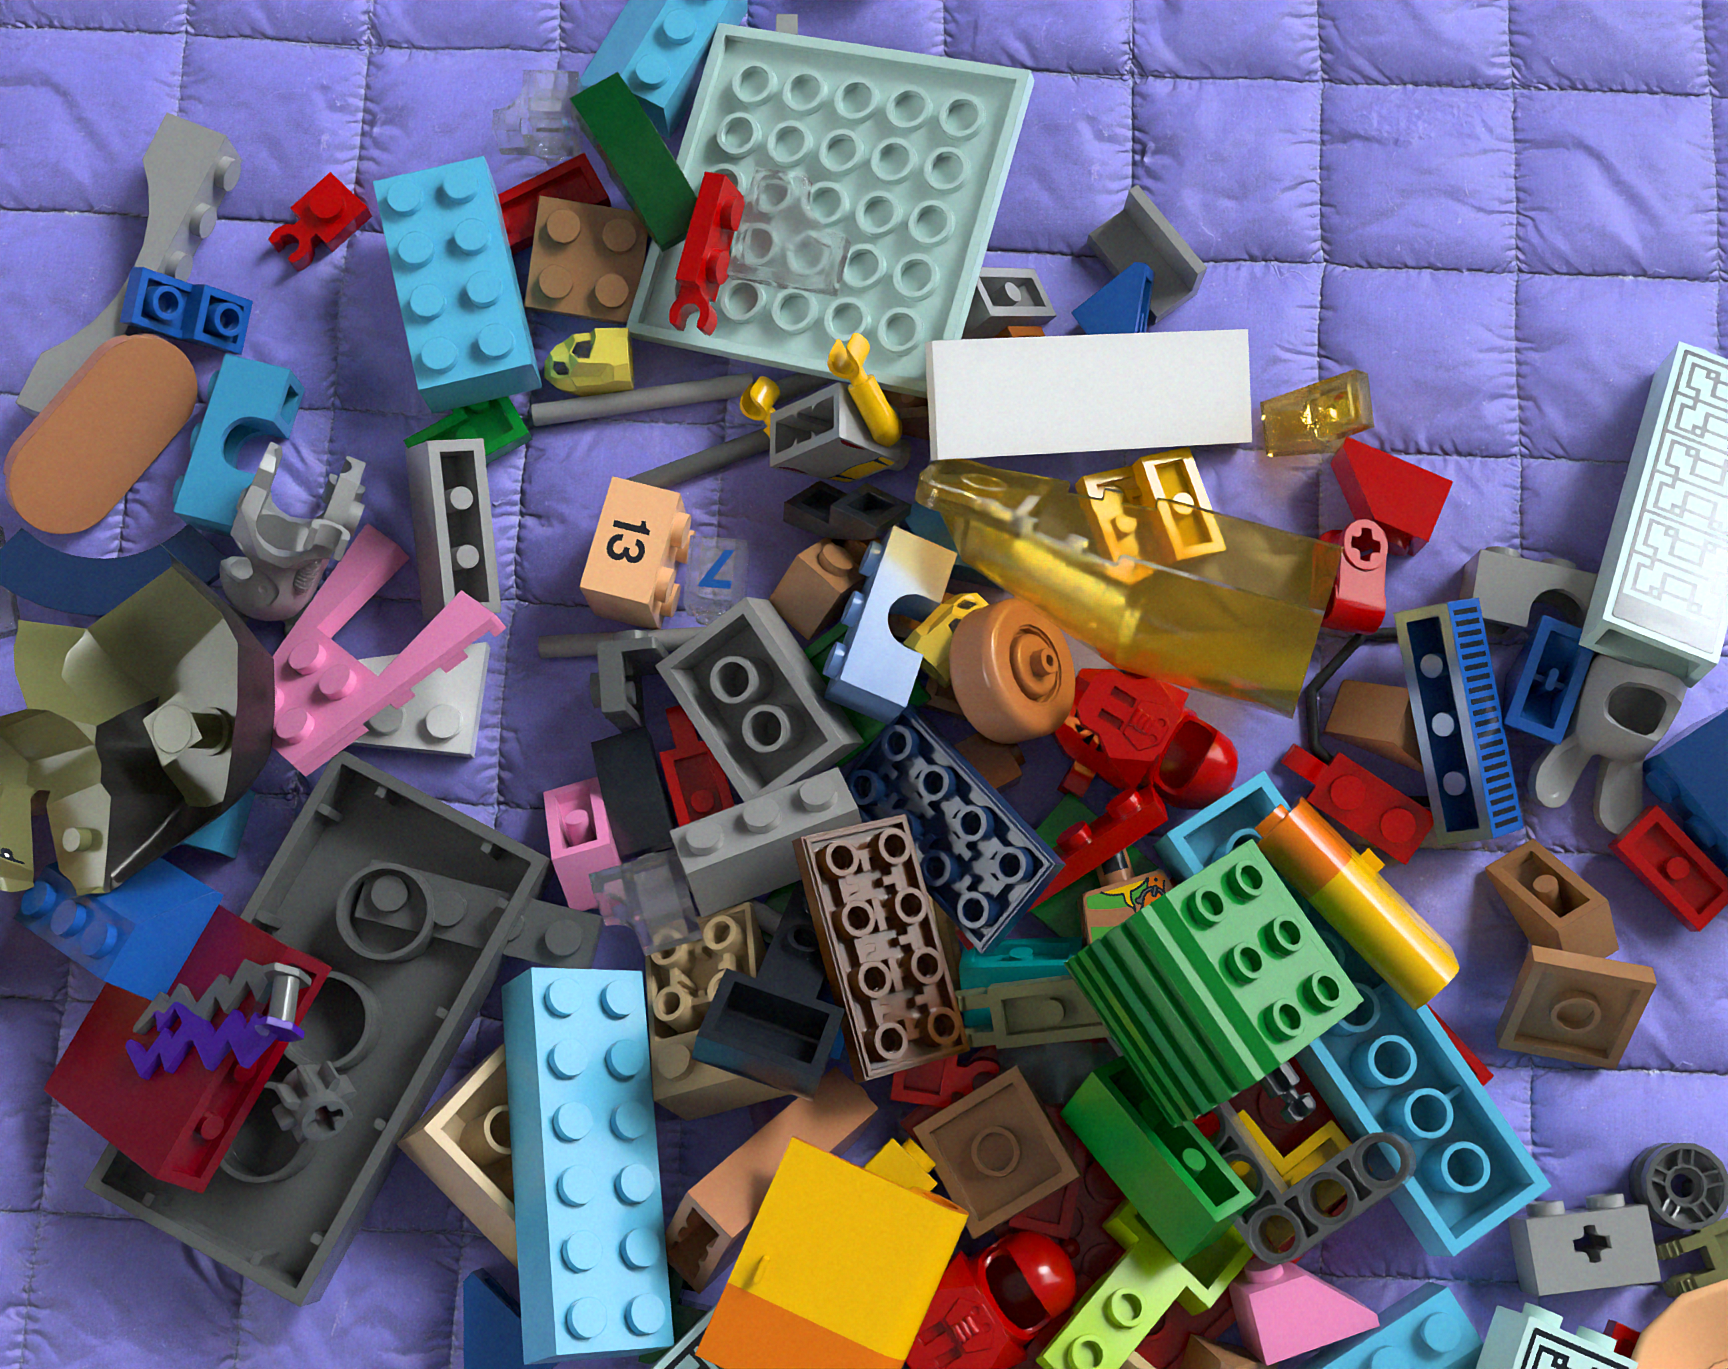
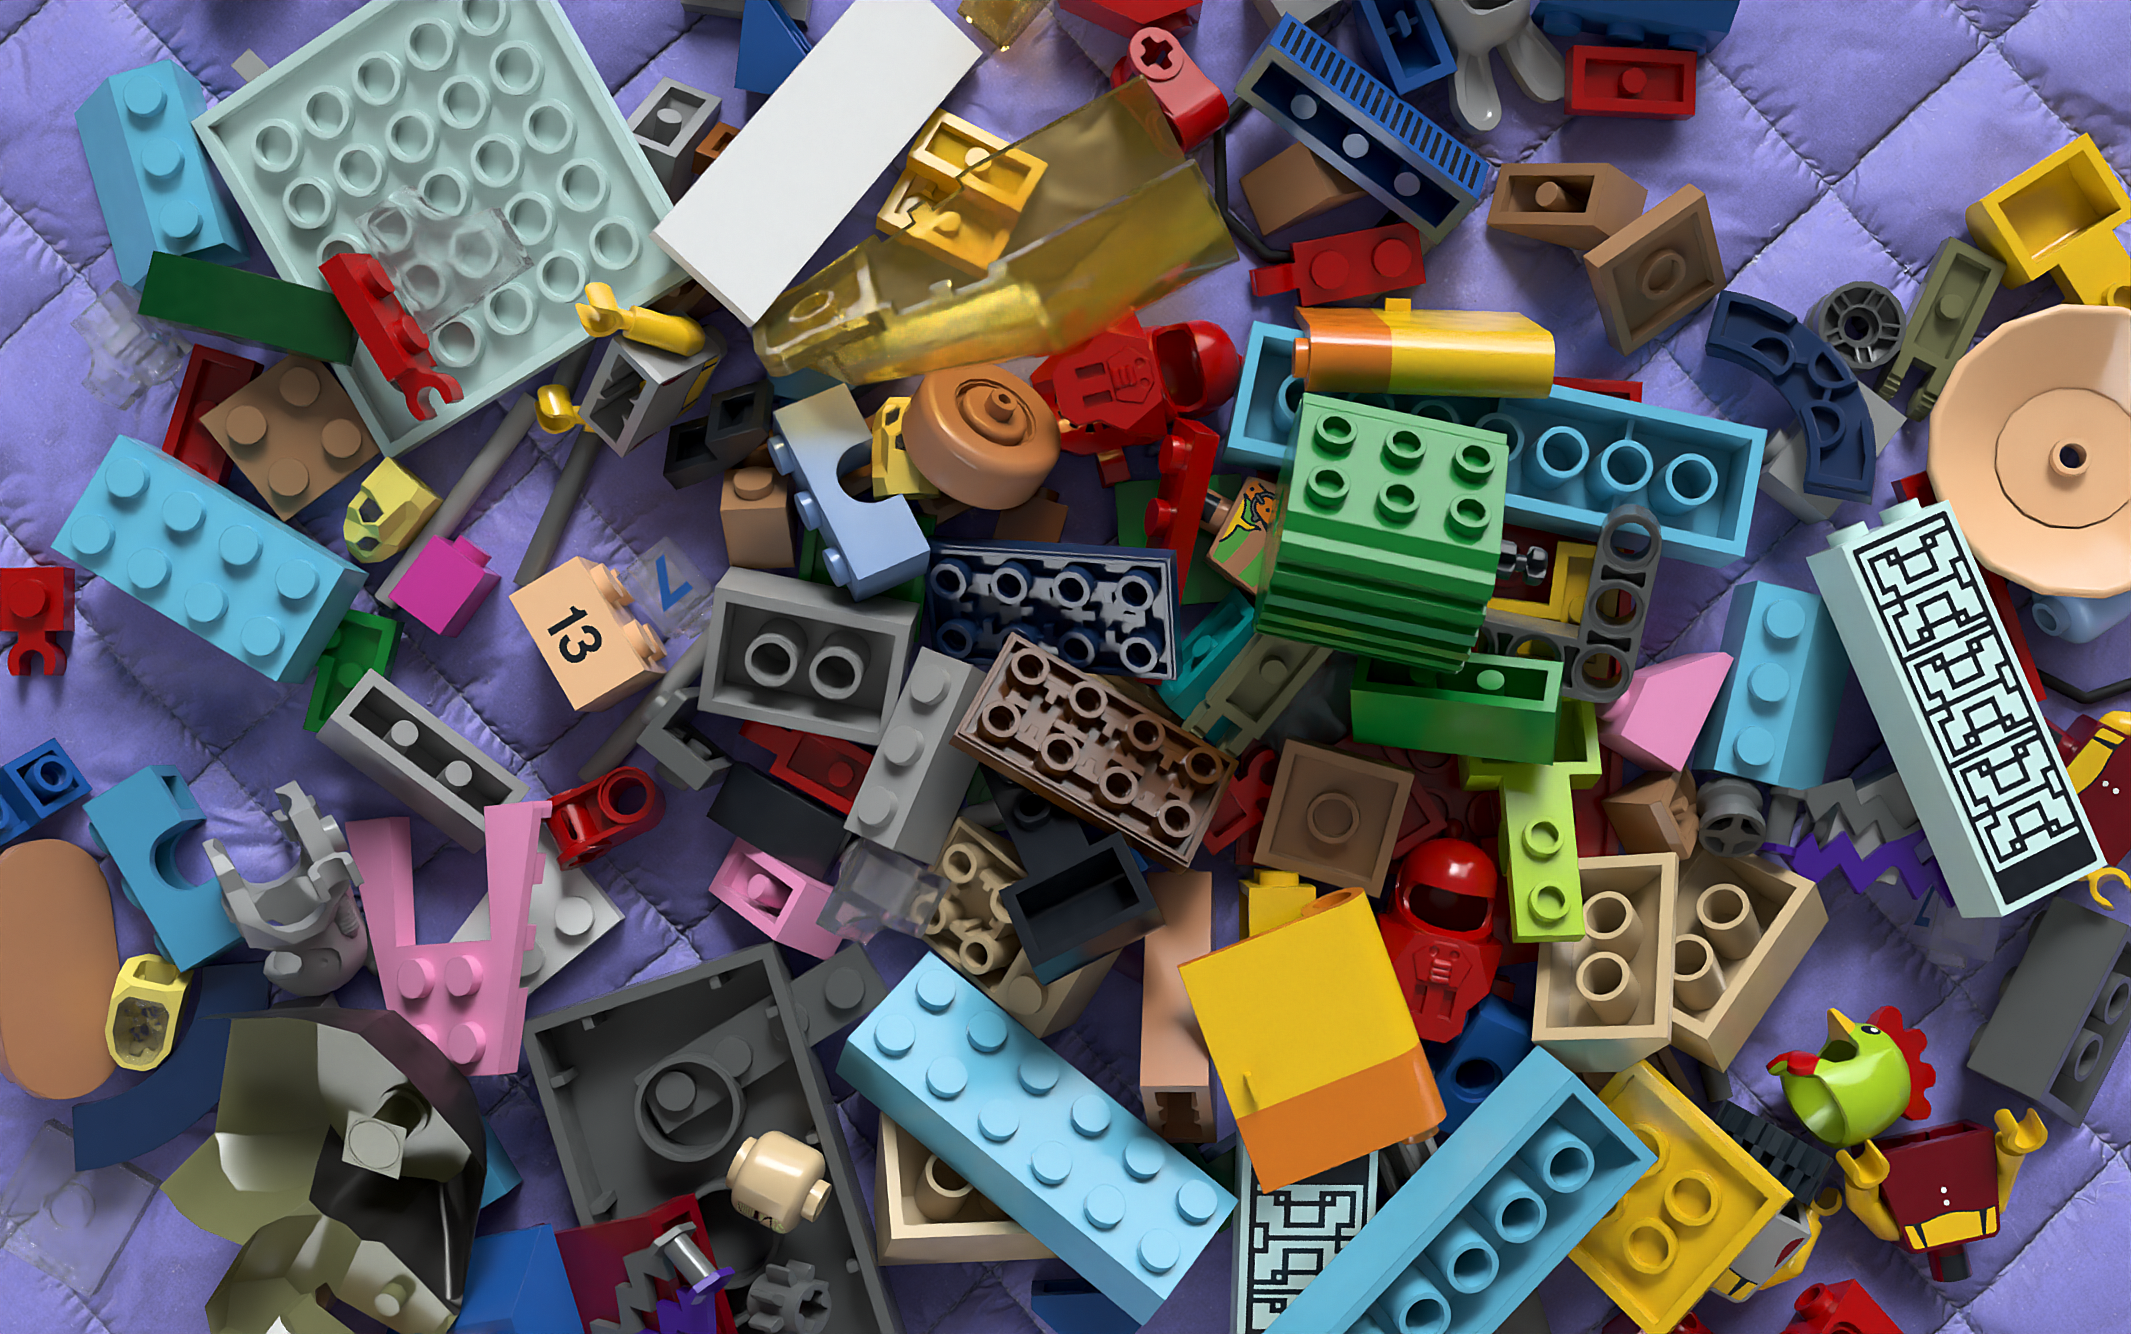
camera: 50 degrees left, 10 degrees up
(127, 516) = (146, 1011): none -> rock
(391, 1013) = (778, 1181): none -> tan head
(515, 670) = (597, 817): none -> red piece
(581, 440) = (446, 584): none -> dark pink brick
(1615, 1190) = (1812, 382): none -> dark blue tile

